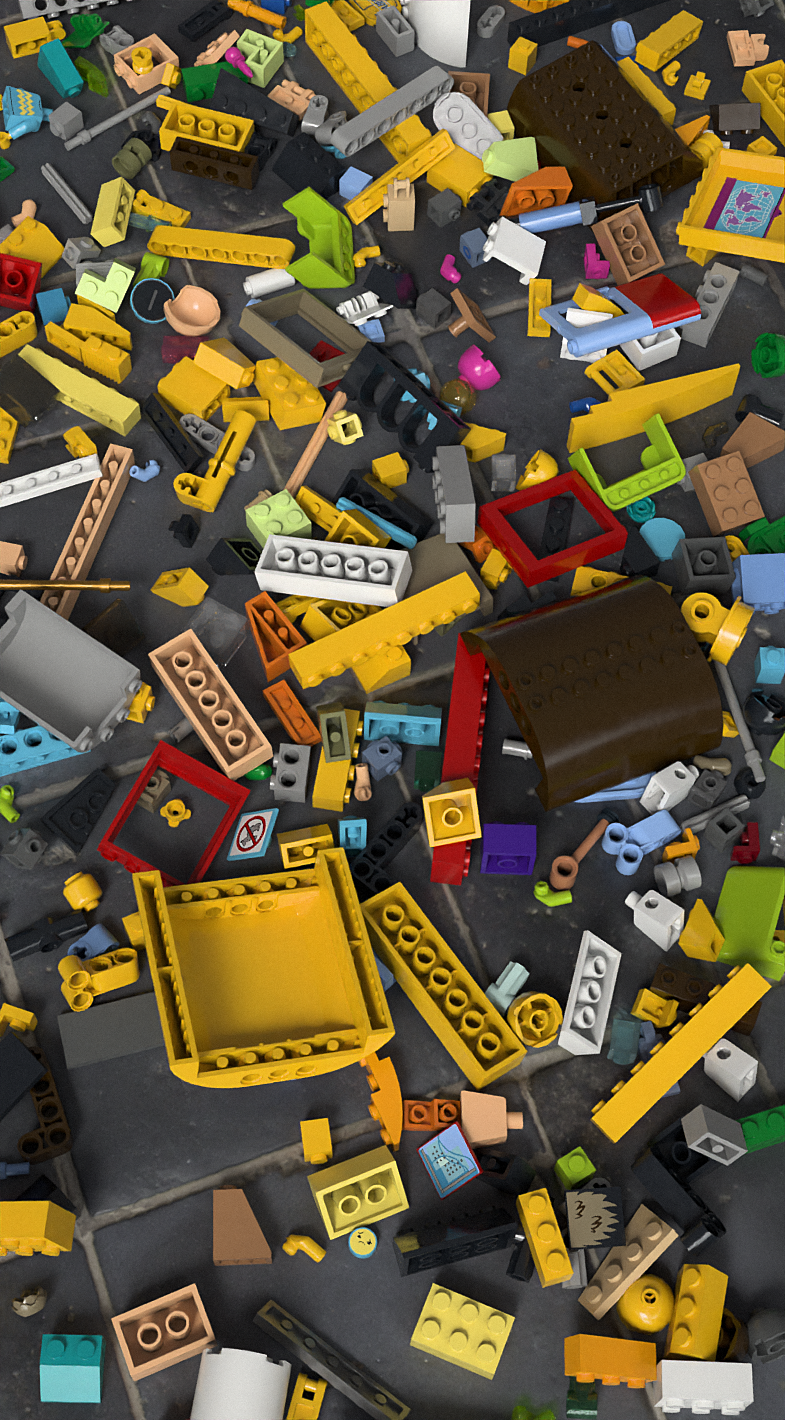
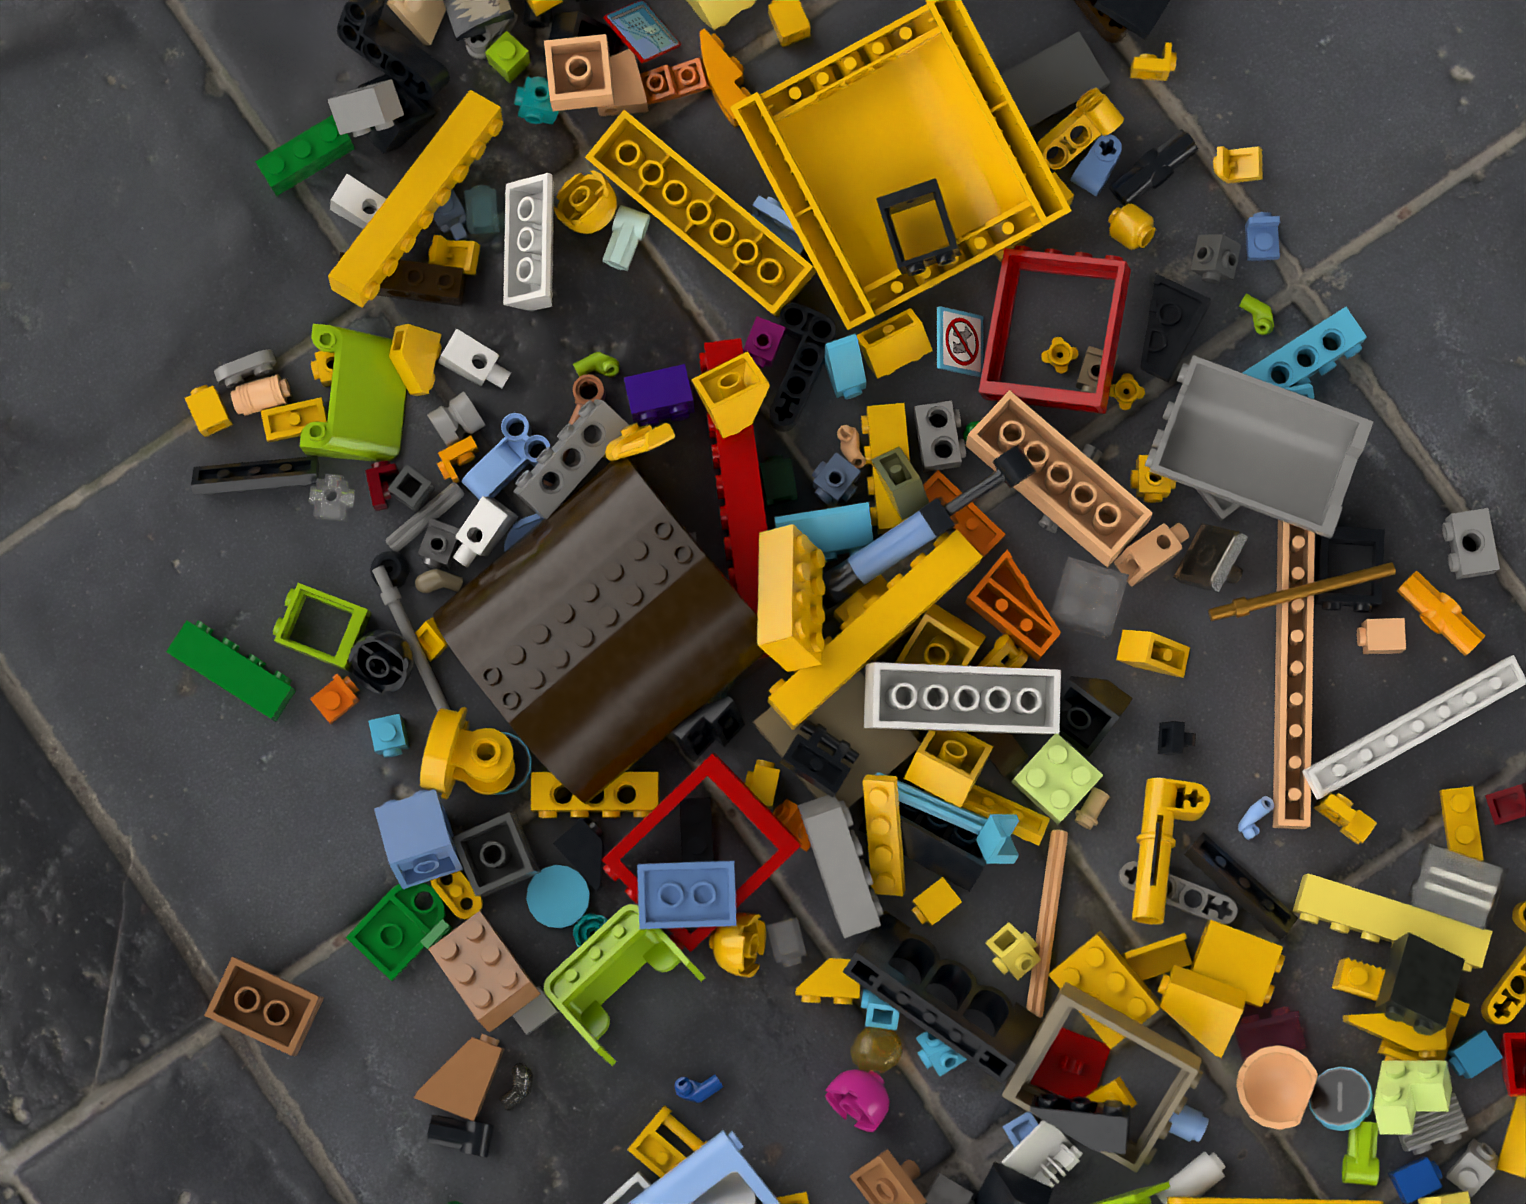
camera: 170 degrees right, 20 degrees up
(74, 333) = (1419, 984): none -> pearl dark grey brick
(122, 248) = (1416, 1179): none -> blue brick
(126, 769) = (1135, 391): none -> yellow plate
(148, 642) = (1151, 552): none -> light nougat torso
(260, 937) = (910, 198): none -> black window
(307, 329) = (1113, 1091): none -> yellow bracket
(318, 687) = (917, 530): none -> piece
(330, 312) = (1092, 1123): none -> black slope
(335, 486) = (995, 839): none -> medium azure panel
(413, 874) = (764, 342): none -> magenta brick
(416, 507) = (884, 834): none -> yellow plate
(445, 653) = (790, 598): none -> yellow brick
(454, 552) = (815, 764): none -> black plate
(517, 1119) = (579, 72): none -> light nougat brick
(543, 801) = (638, 440): none -> yellow plate
(547, 1117) = (535, 101): none -> teal brick
(571, 493) = (686, 894): none -> medium blue plate
(590, 814) = (587, 454): none -> light grey brick
(630, 408) = (618, 1087): yellow slope -> none

